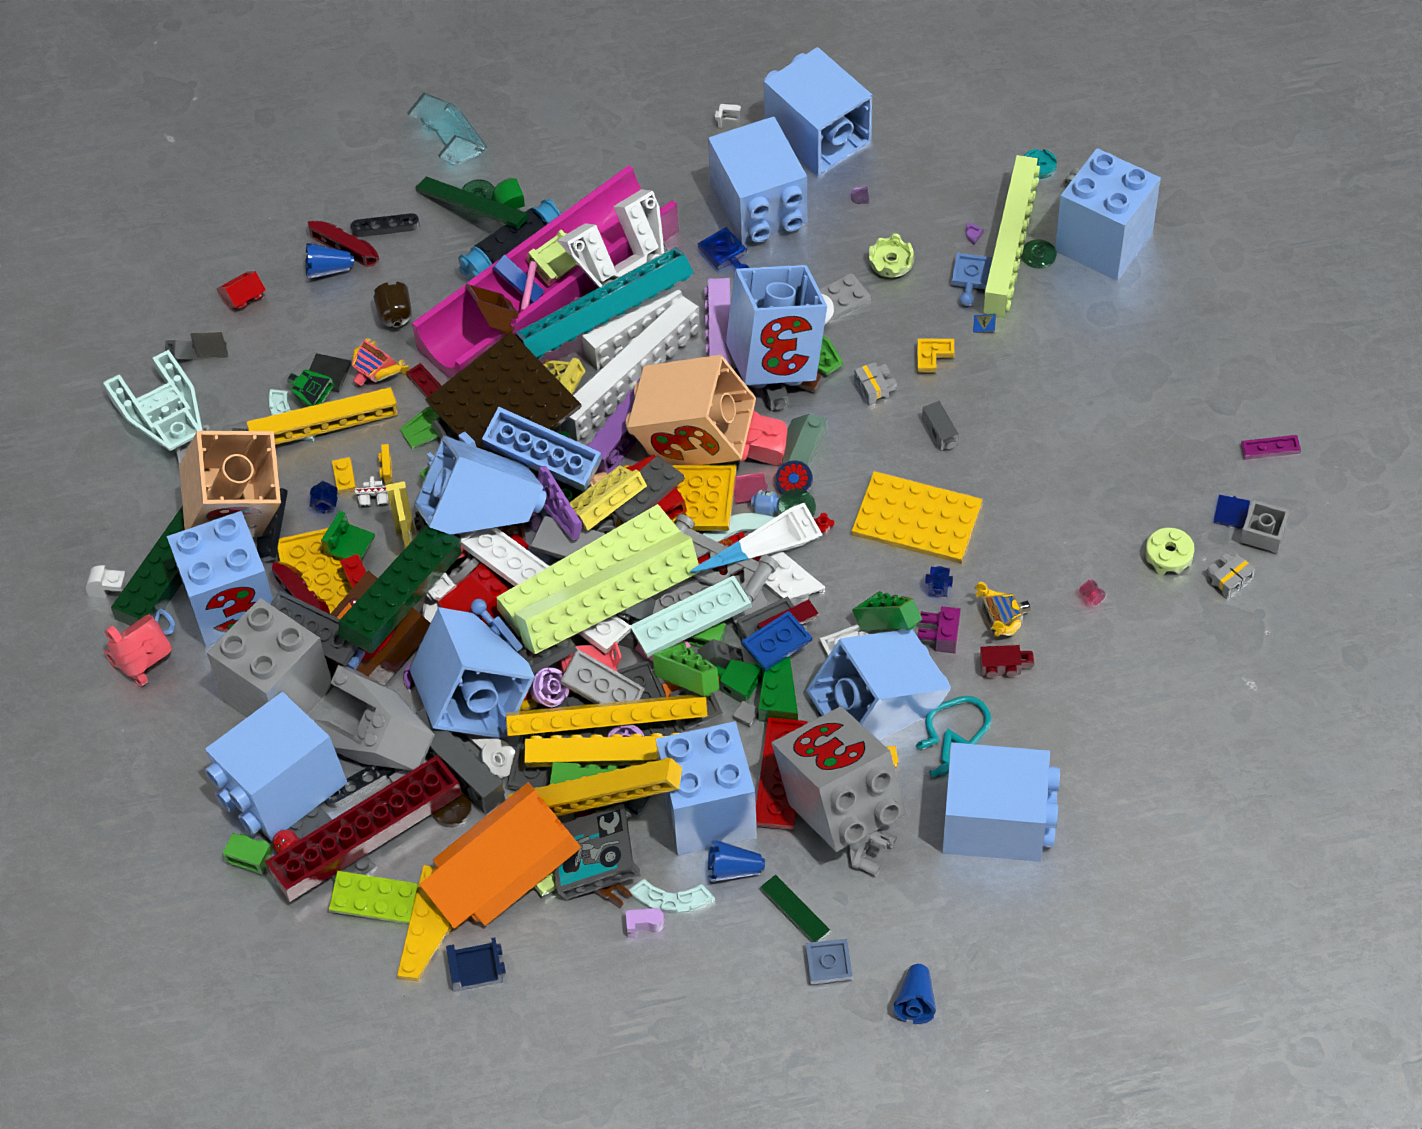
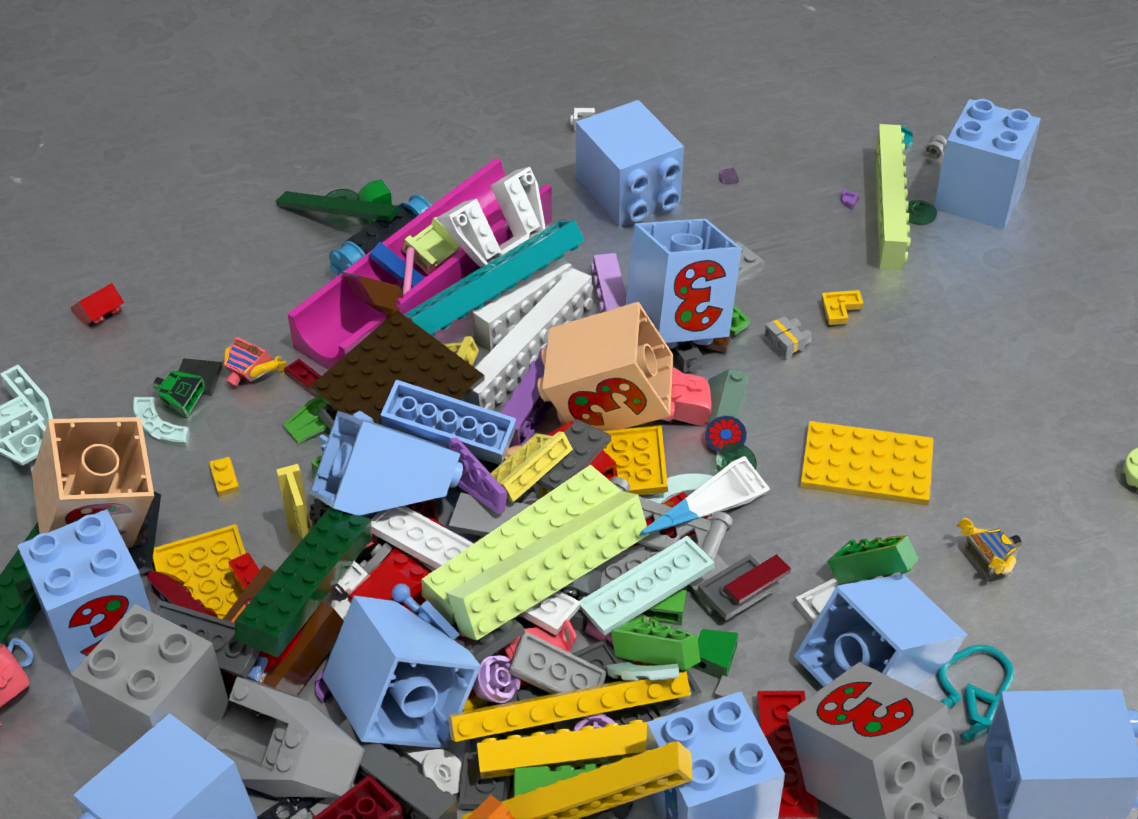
camera: 10 degrees left, 10 degrees down
(180, 349) = (33, 365): dark grey panel -> none
(209, 344) = (64, 359): clear smoke piece -> none
(323, 497) = (202, 499): clear blue brick -> none
(326, 261) = (187, 271): blue cone -> none
(328, 416) = (209, 415): yellow brick -> none
(336, 238) = (204, 254): dark red brick -> none
(345, 539) = (232, 540): green bracket -> none
(364, 494) = (259, 487): white hips -> none
(385, 228) = (226, 239): black beam -> none
(385, 459) = (269, 454): yellow plate -> none
(393, 304) = (263, 303): dark brown cylinder -> none
(451, 126) = (314, 156): clear light blue windscreen -> none
(534, 521) = (445, 504): clear purple tile -> none
(662, 692) = (635, 672): none -> light aqua tile
(720, 653) = (686, 621): dark grey slope -> none
(723, 249) = (603, 230): clear blue plate -> none
(747, 486) = (680, 450): clear pink piece -> none
(765, 502) = (701, 461): medium blue head -> none
(776, 641) = (751, 602): blue tile -> none
(778, 693) = (761, 654): green wedge -> none
(791, 579) = (748, 539): white wing -> none
(819, 110) = (682, 94): light blue brick -> none
(824, 527) = (769, 476): red plate -> none
(893, 248) = (766, 222): yellowish green plate -> none
(939, 581) = (912, 523): clear blue brick -> none
(940, 426) = (868, 371): dark grey brick -> none
(947, 632) = (937, 574): magenta brick -> none
(971, 273) = (860, 232): medium blue plate -> none
(984, 323) = (883, 275): piece -> none
(1004, 660) = (1009, 601): dark red brick -> none
(1092, 592) = (1082, 520): clear pink wheel -> none

